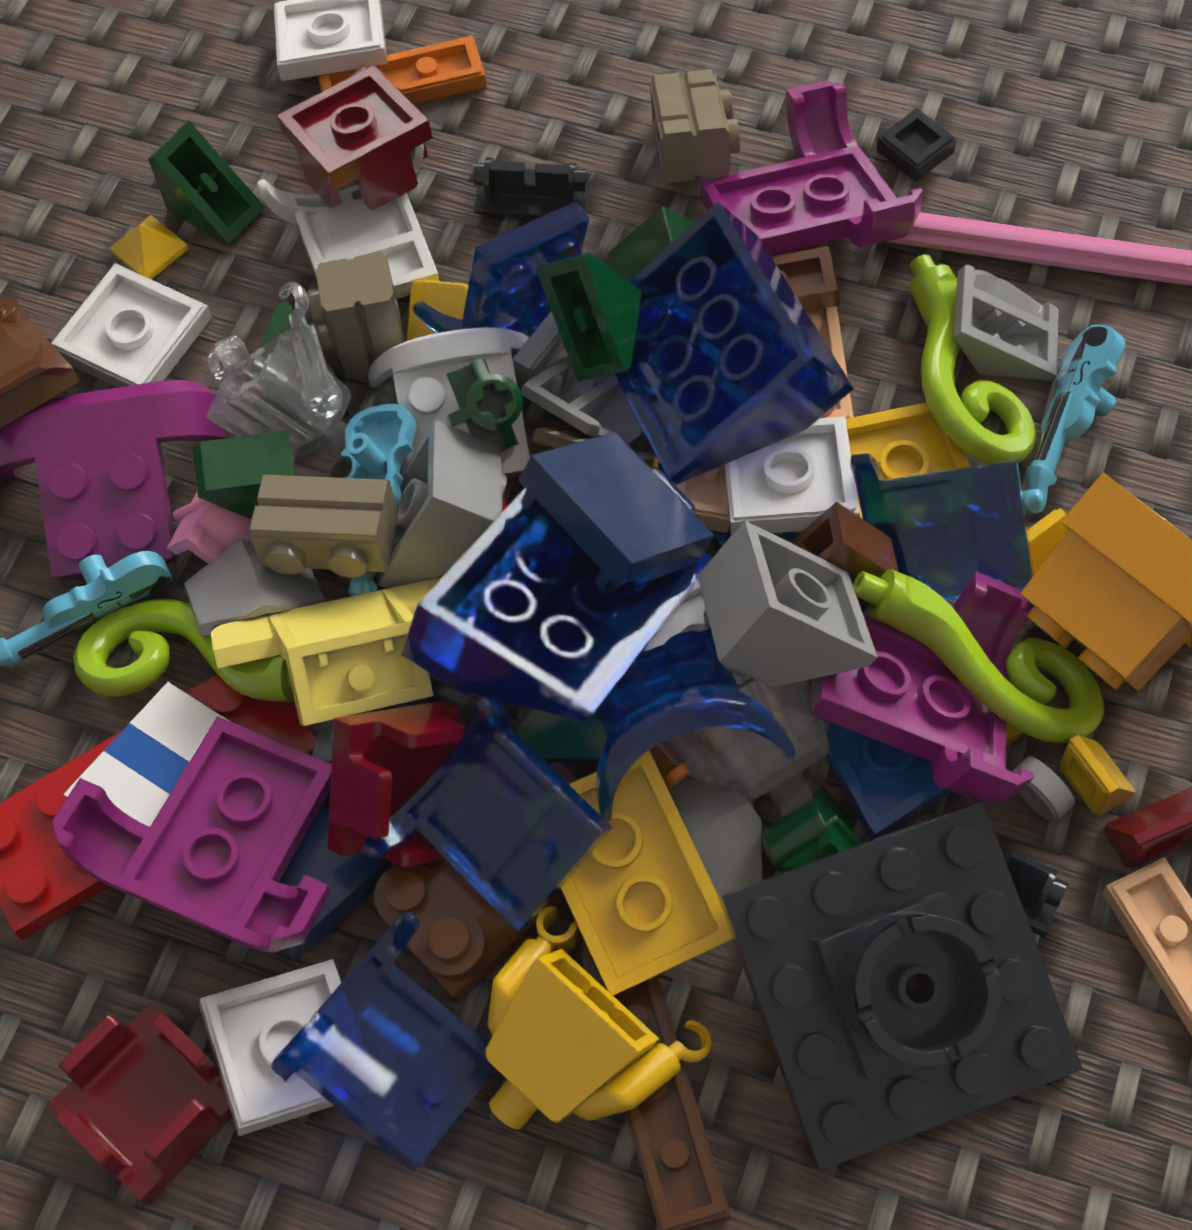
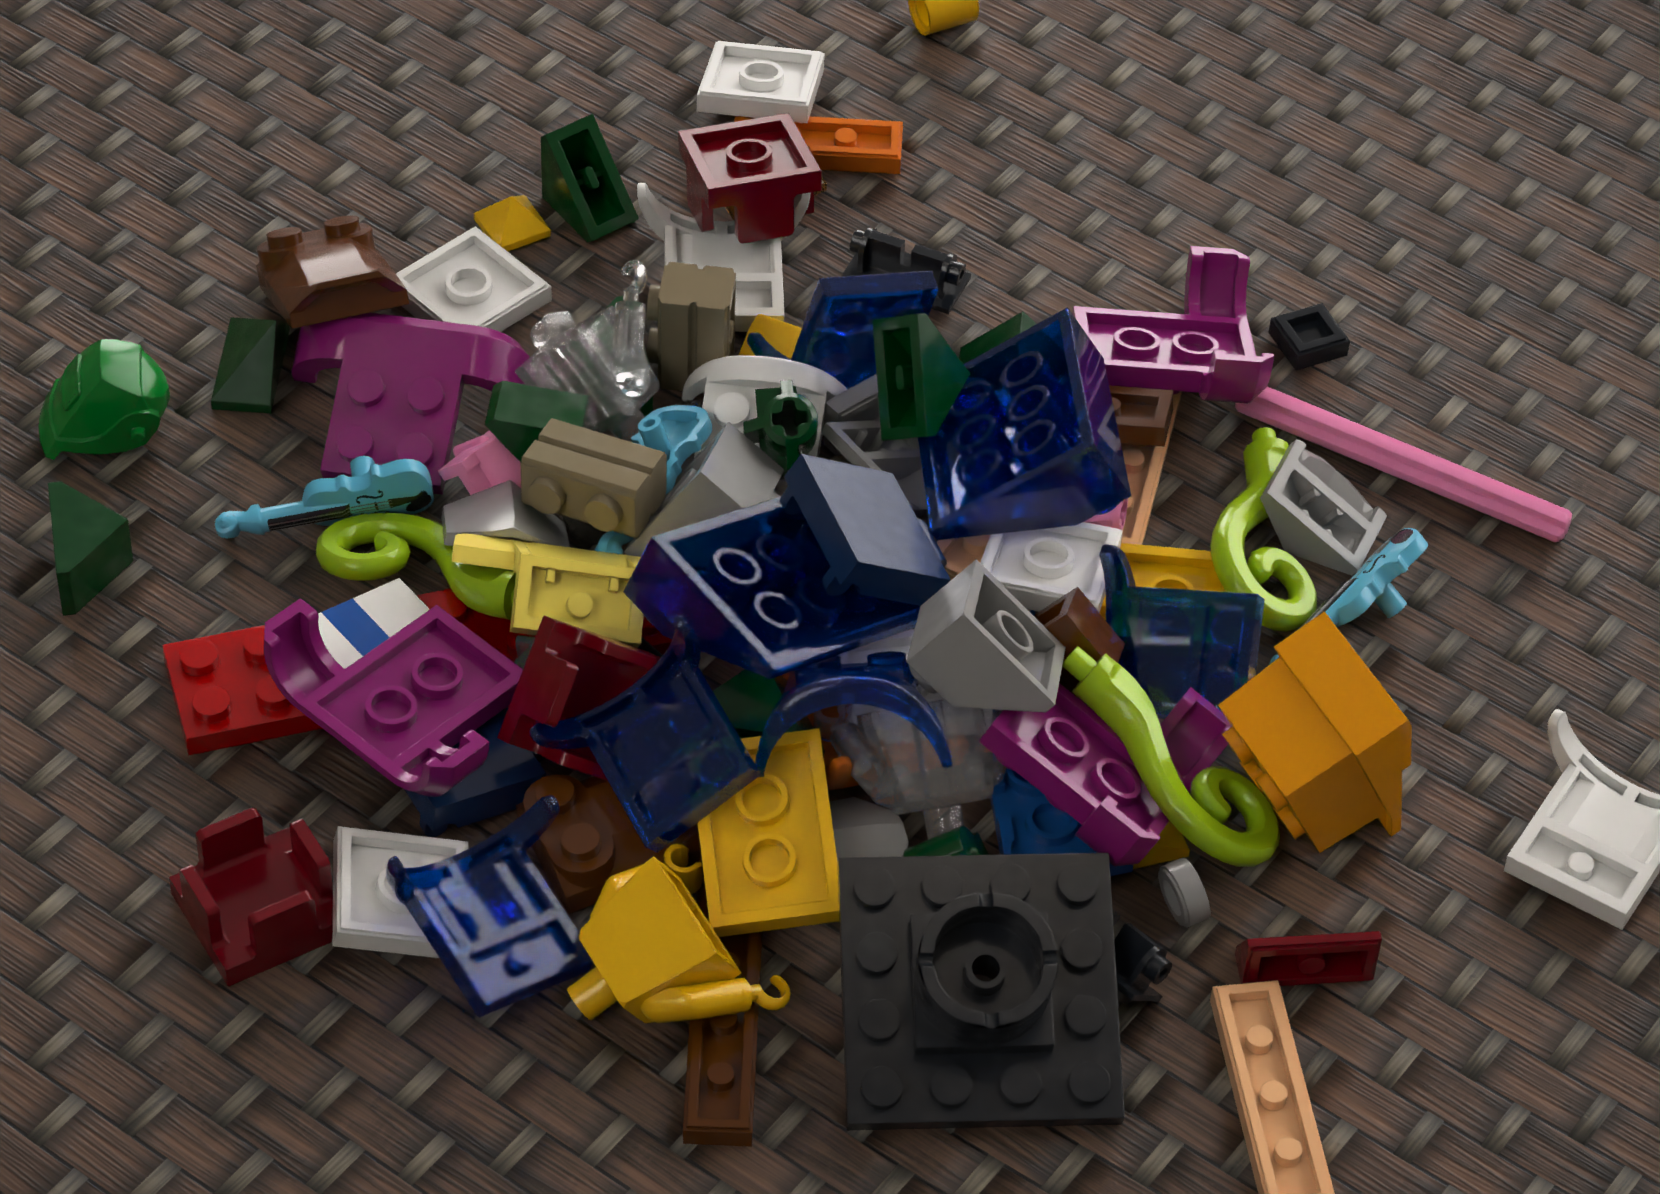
camera: 10 degrees right, 15 degrees down
(693, 126) = (1085, 254): dark tan brick -> none
(1094, 775) = (1242, 898): yellow slope -> none

